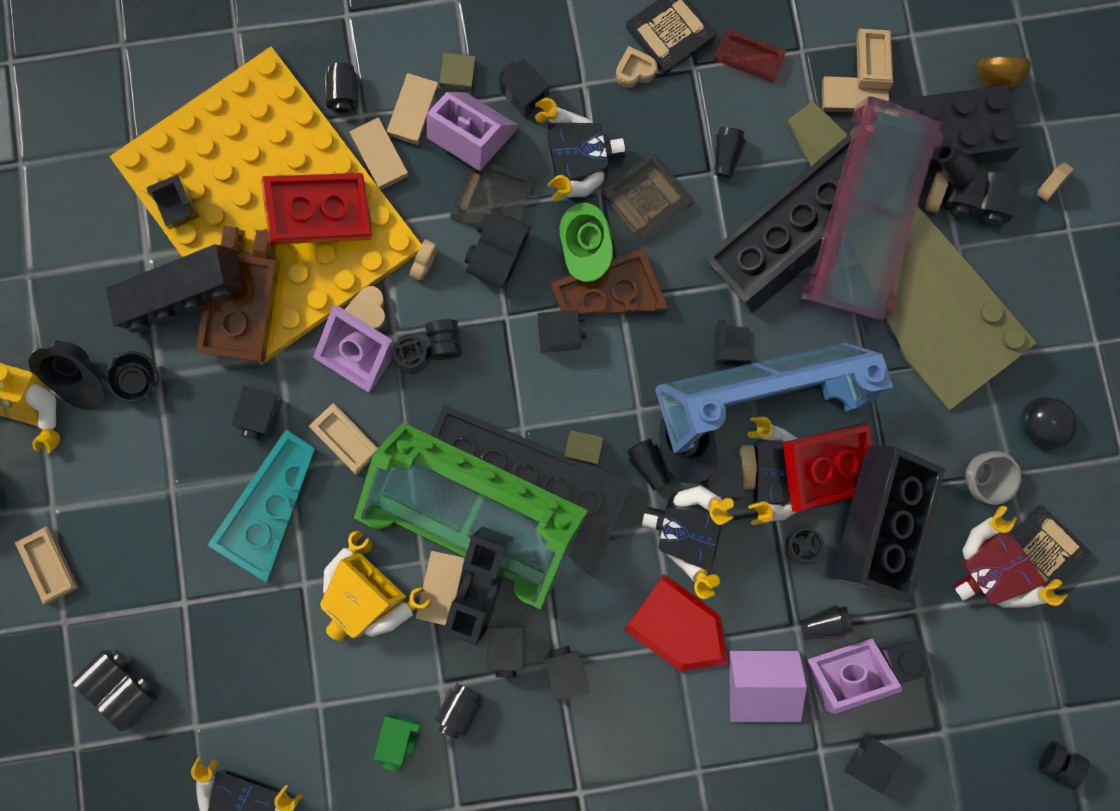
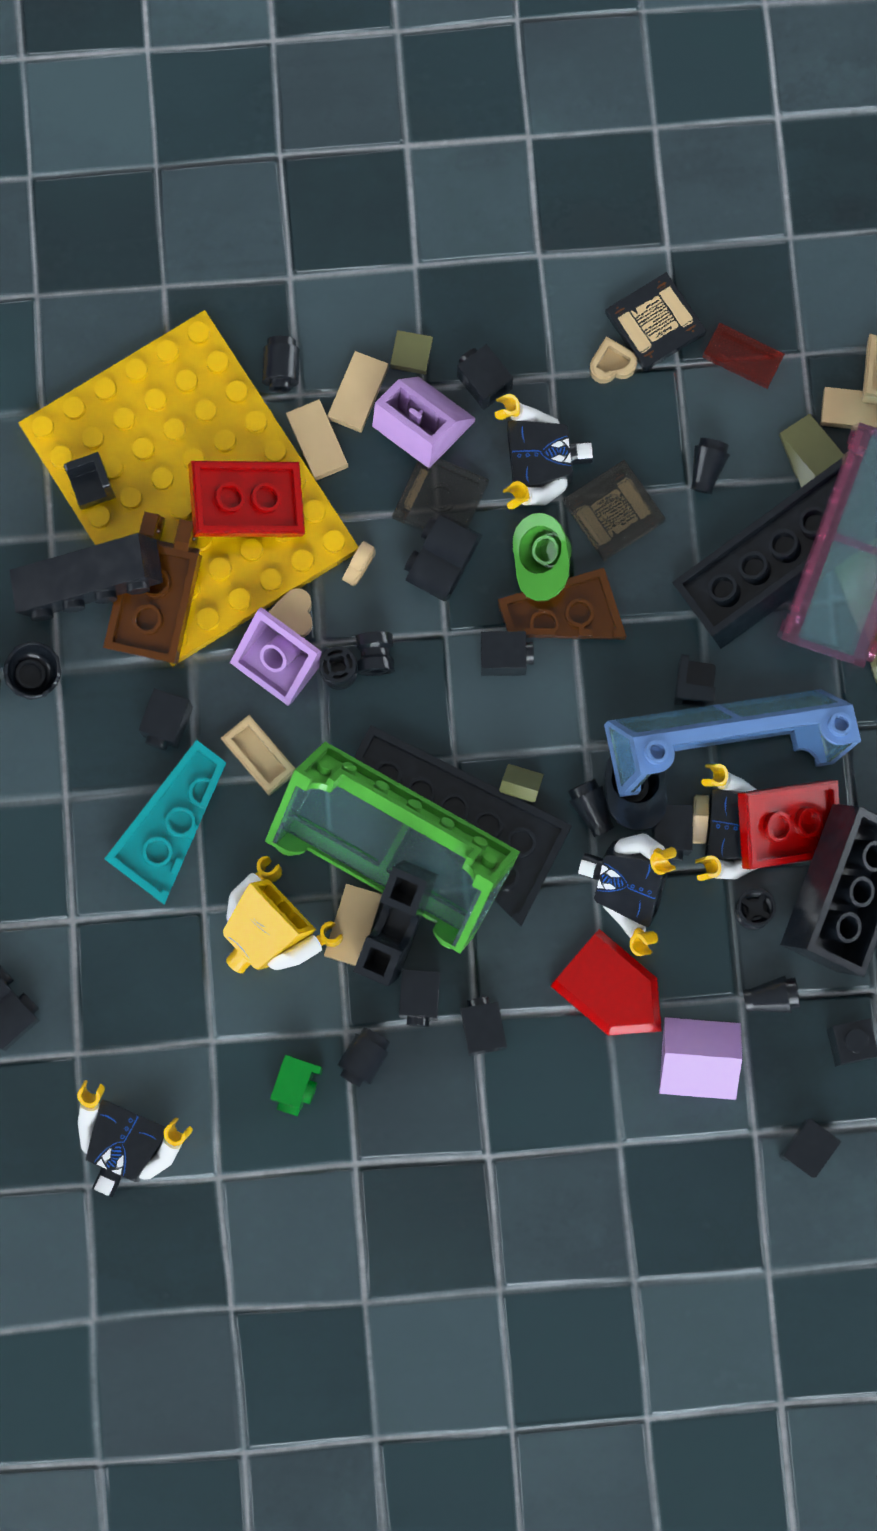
camera: 10 degrees right, 0 degrees up
(852, 676) = (795, 1053): lavender slope -> none

